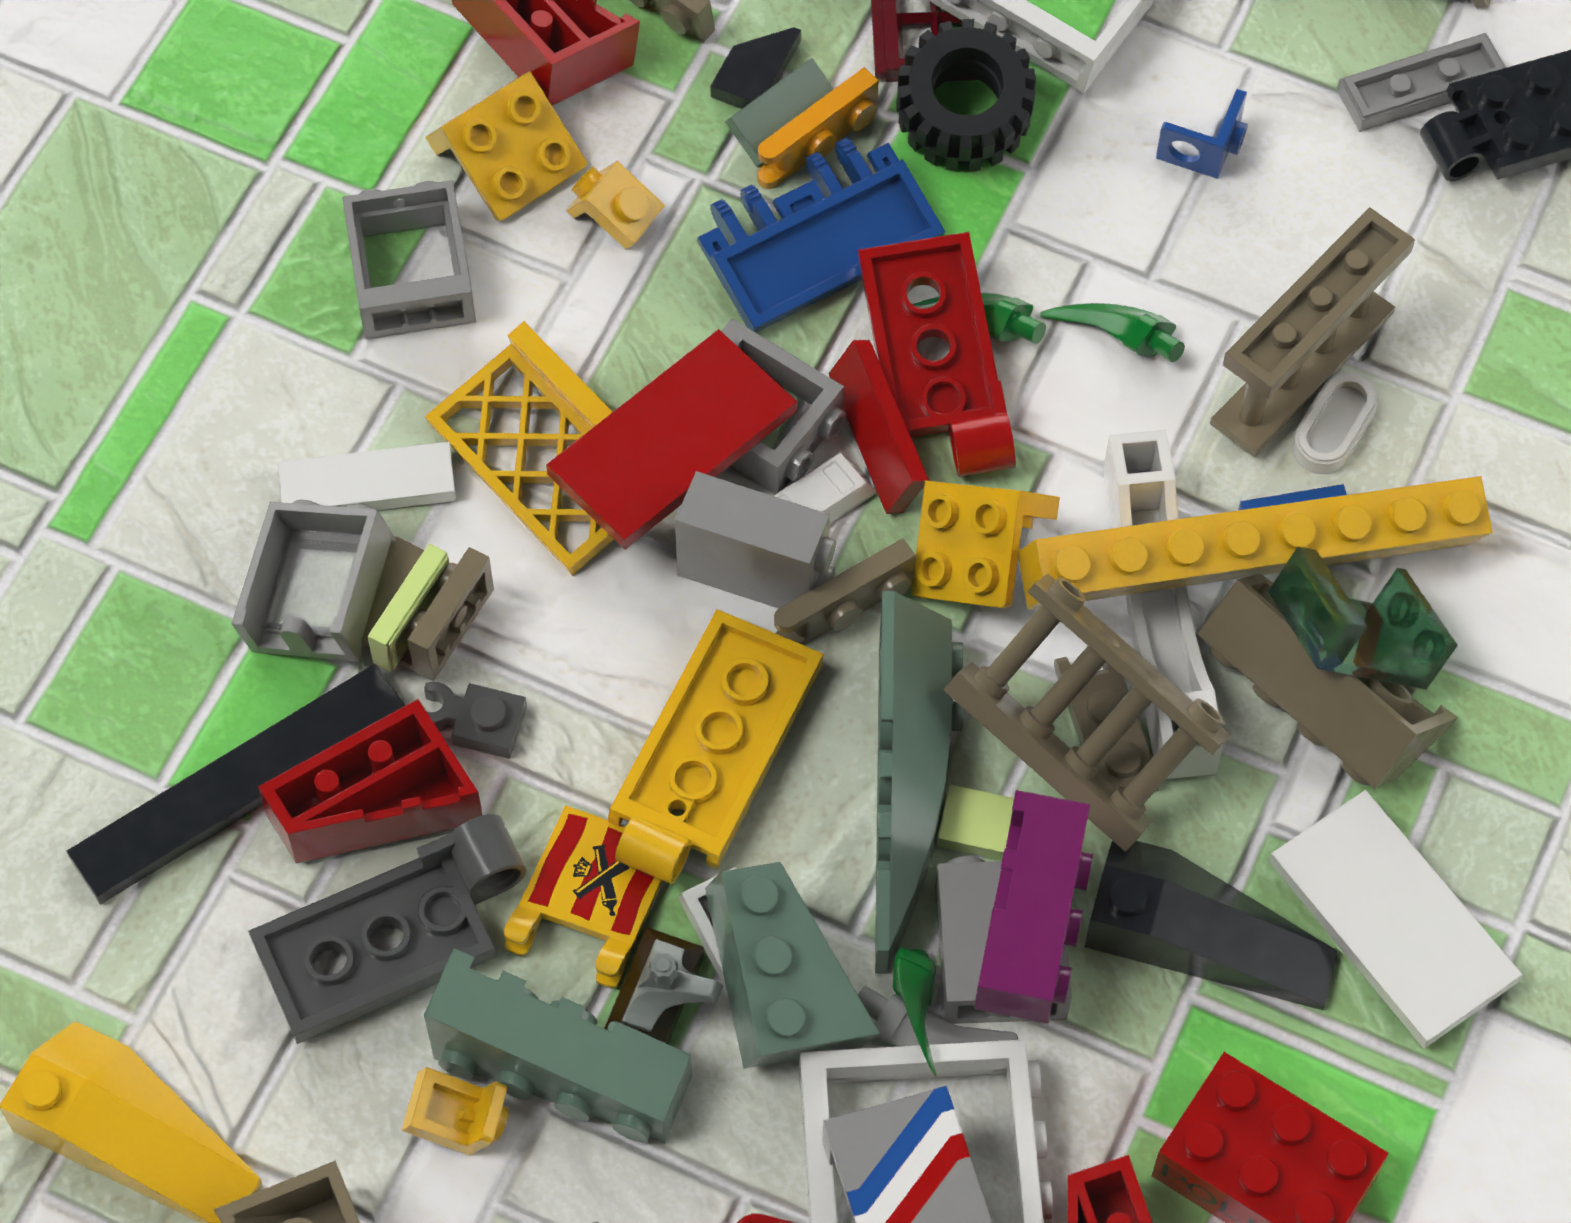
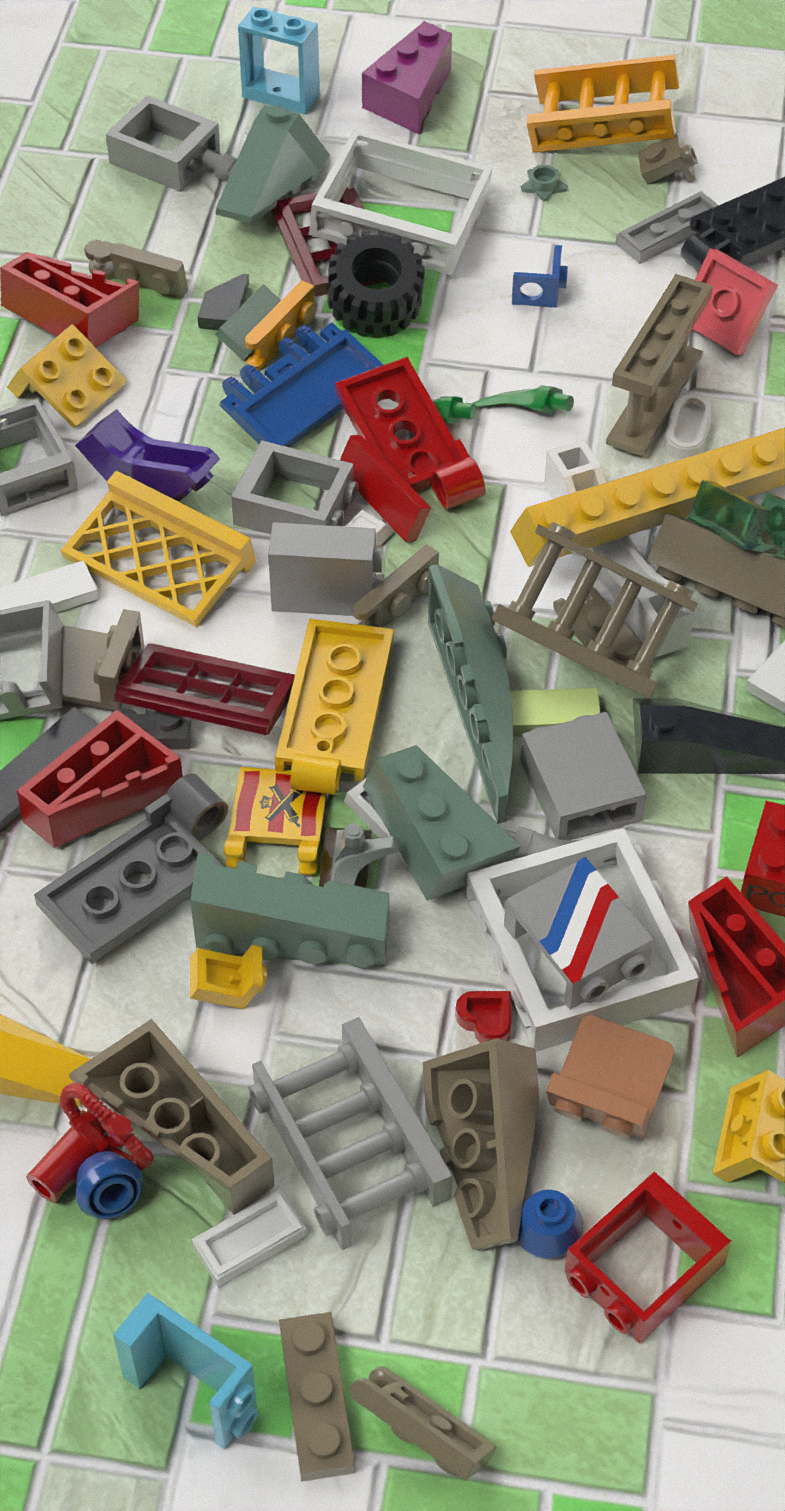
camera: 15 degrees left, 10 degrees down
(417, 591) = (92, 647): yellowish green tile -> none
(530, 716) = (221, 713): none -> dark red piece
(584, 324) = (159, 464): none -> dark purple arch
(616, 202) = (154, 395): yellow bracket -> none
(685, 421) = (236, 520): red tile -> none
(915, 982) = (530, 814): green bar -> none
(973, 541) = (476, 532): yellow bracket -> none
(1034, 908) = (604, 733): magenta wedge -> none
(1457, 240) = (735, 303): none -> coral tile

